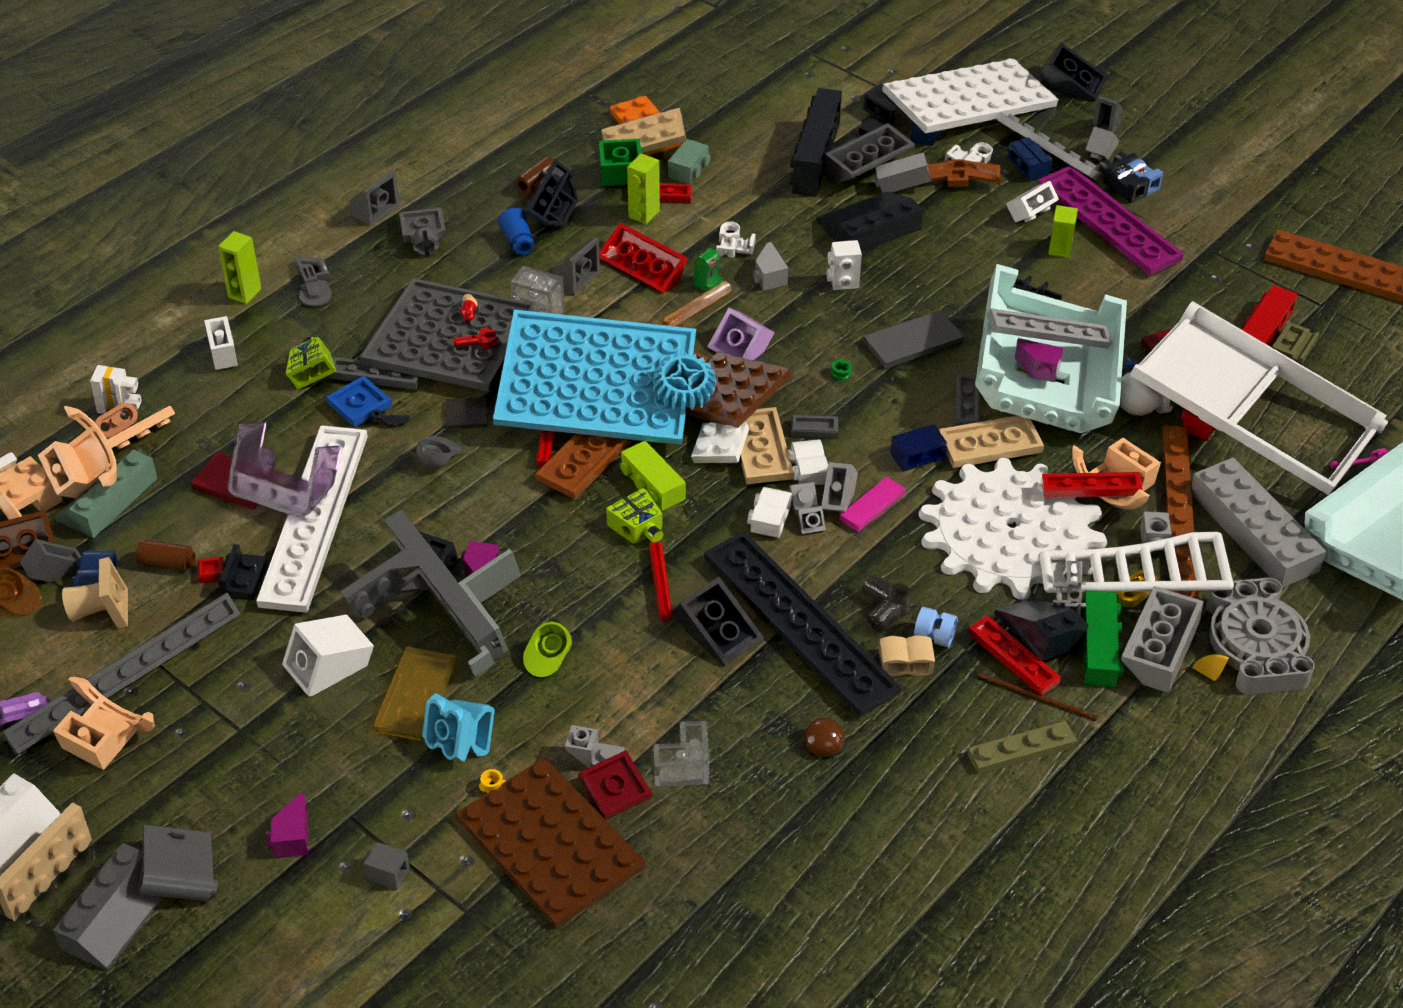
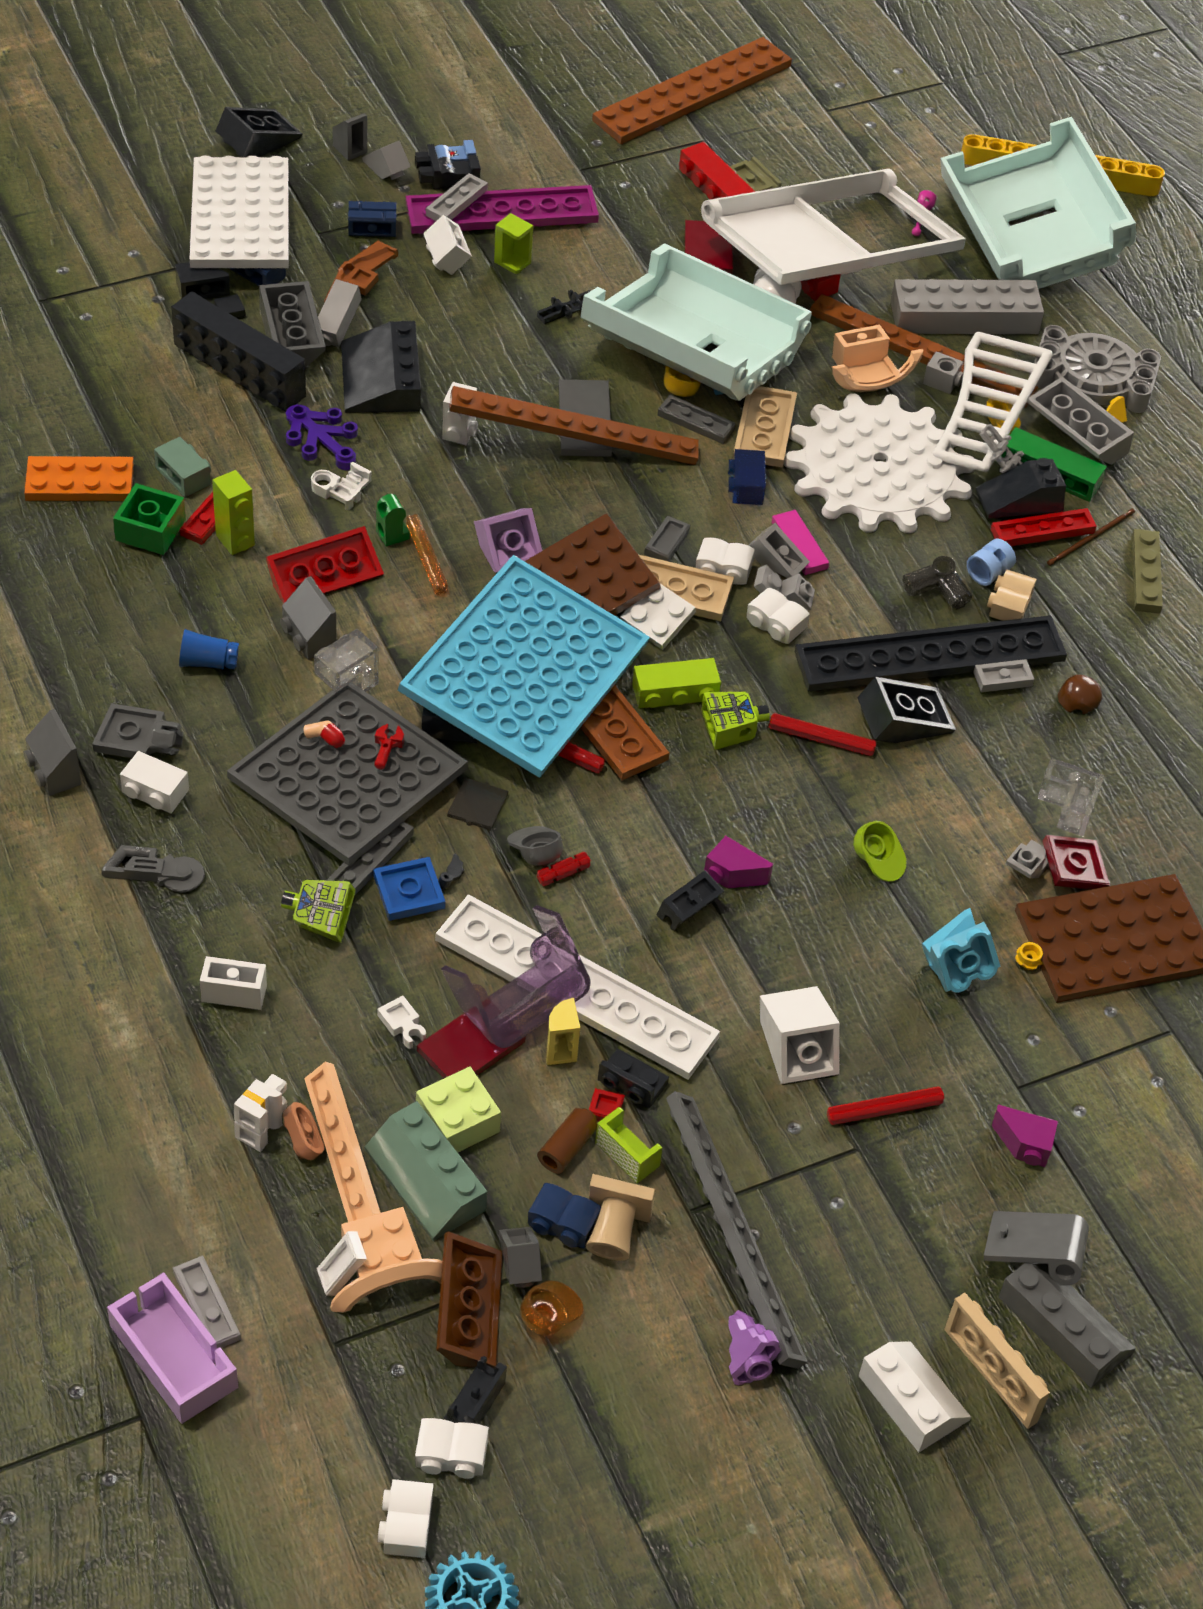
camera: 70 degrees left, 5 degrees up
(82, 461) = (399, 1164): light nougat piece -> none
(102, 728) = (817, 1265): light nougat piece -> none
(163, 488) = (461, 1109): none -> yellowish green brick
(173, 587) = (626, 1147): none -> lime panel
(229, 439) = (401, 1018): none -> white plate
(239, 267) = (123, 915): lime brick -> none
(253, 514) = (563, 1034): none -> light yellow brick
(286, 732) = (885, 1105): none -> red axle
(379, 249) = (154, 782): none -> white brick
(386, 865) = (1105, 1071): dark grey brick -> none
(414, 683) = (881, 980): clear yellow tile -> none
(426, 475) = (563, 868): none -> red axle
(459, 599) = (791, 892): dark grey piece -> none
(528, 180) = (111, 600): reddish brown brick -> none
(553, 196) = (165, 602): black wedge -> none
(654, 131) = (115, 471): tan plate -> none
(684, 381) = (589, 594): medium azure gear -> none
(770, 269) = (410, 473): light grey slope -> none
(786, 198) = (301, 416): none -> dark purple plant
(807, 676) = (1003, 675): none -> light grey plate
(838, 367) = (597, 493): green bush -> none
(879, 327) = (573, 425): none -> dark orange plate
(974, 155) = (332, 257): white piece -> none
(1039, 359) = (710, 333): magenta slope -> none
(1049, 328) = (687, 307): light grey plate -> none
(1056, 148) = (371, 194): light grey plate -> none
(1085, 187) = (457, 198): none -> light grey plate
(1091, 484) = (876, 382): red plate -> none

